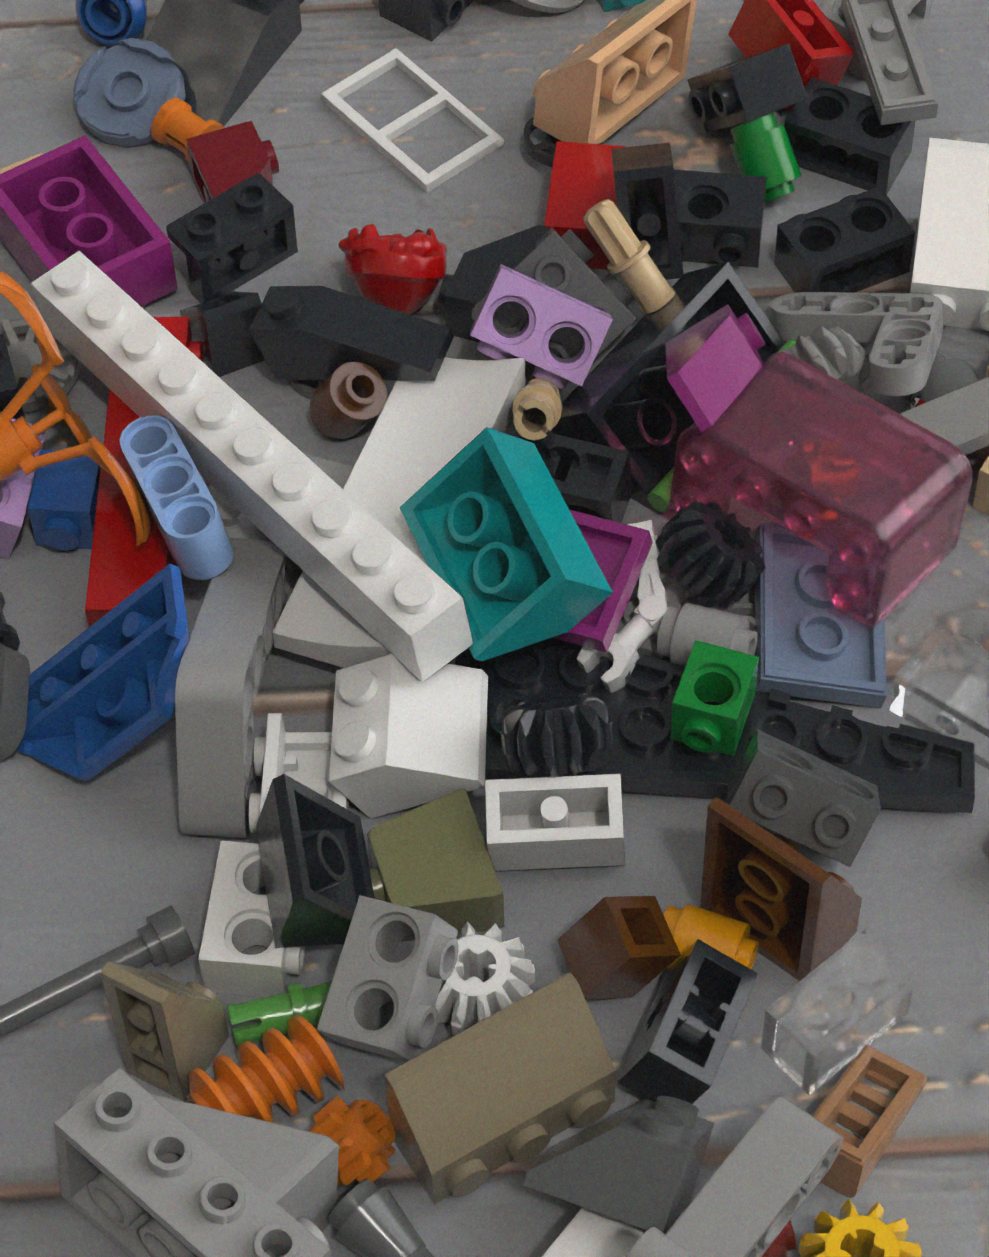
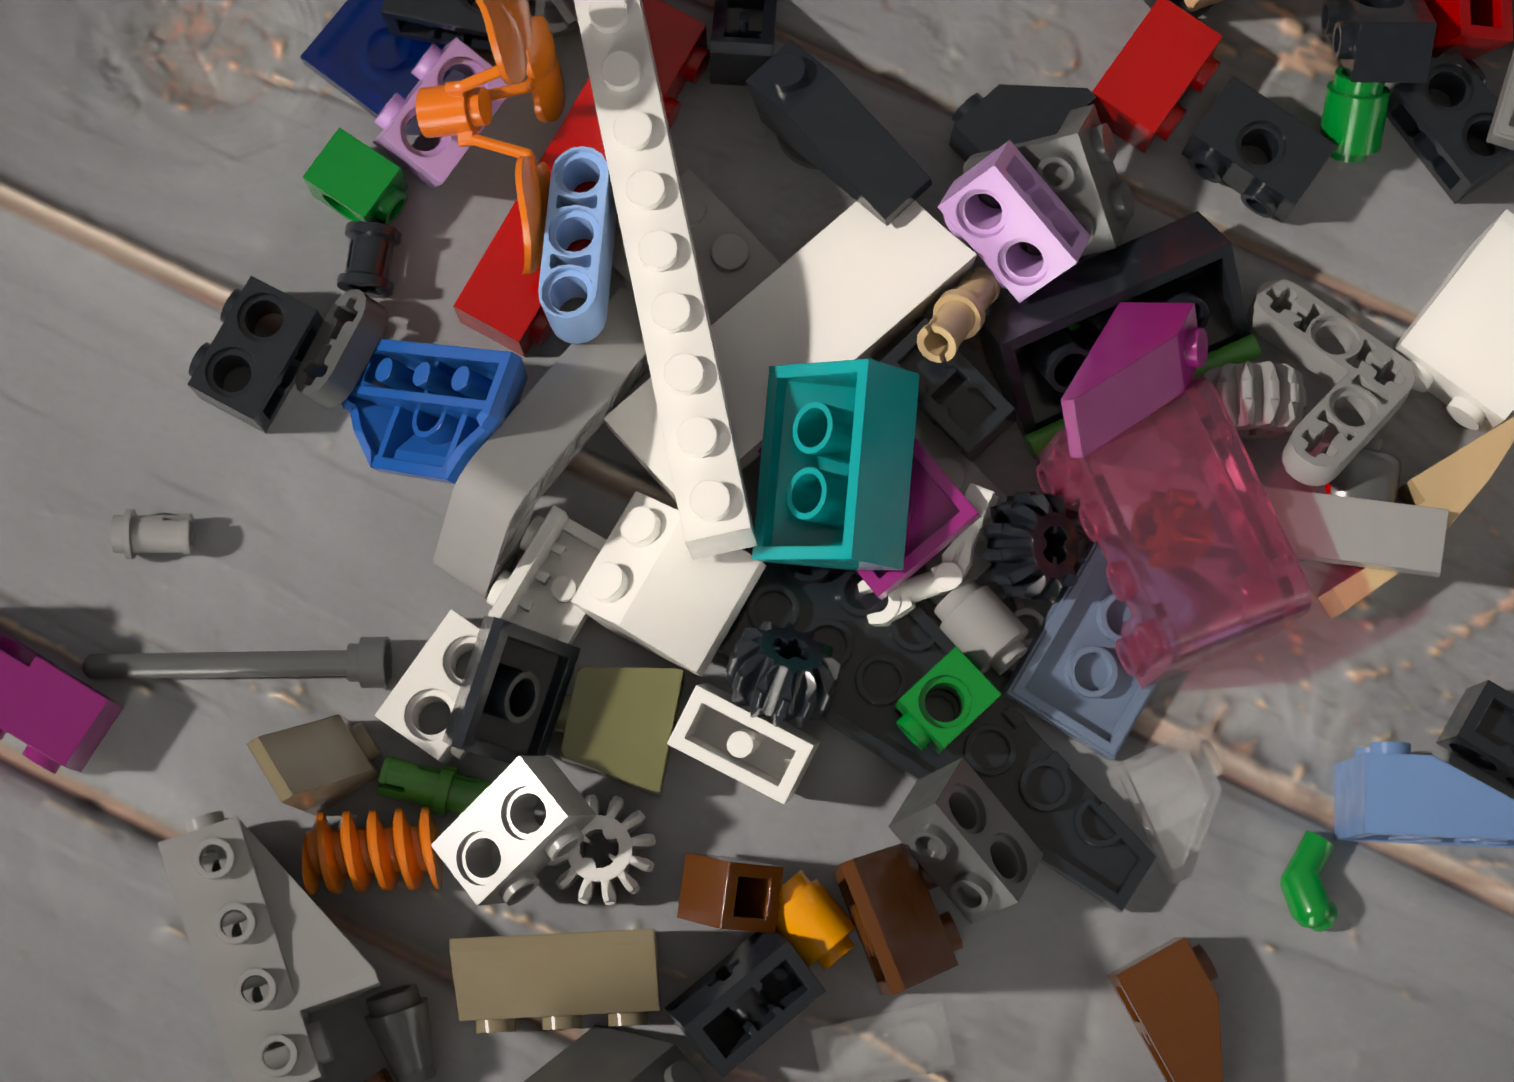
camera: 25 degrees right, 25 degrees up
(64, 503) = (490, 174): blue brick -> none
(348, 400) = (790, 185): reddish brown brick -> none
(362, 1137) = (417, 944): orange gear -> none
(394, 268) = (932, 57): red hair -> none
(628, 256) = (1141, 185): tan axle -> none
(649, 202) = (1191, 137): black slope -> none
(845, 245) = (1372, 270): black brick -> none

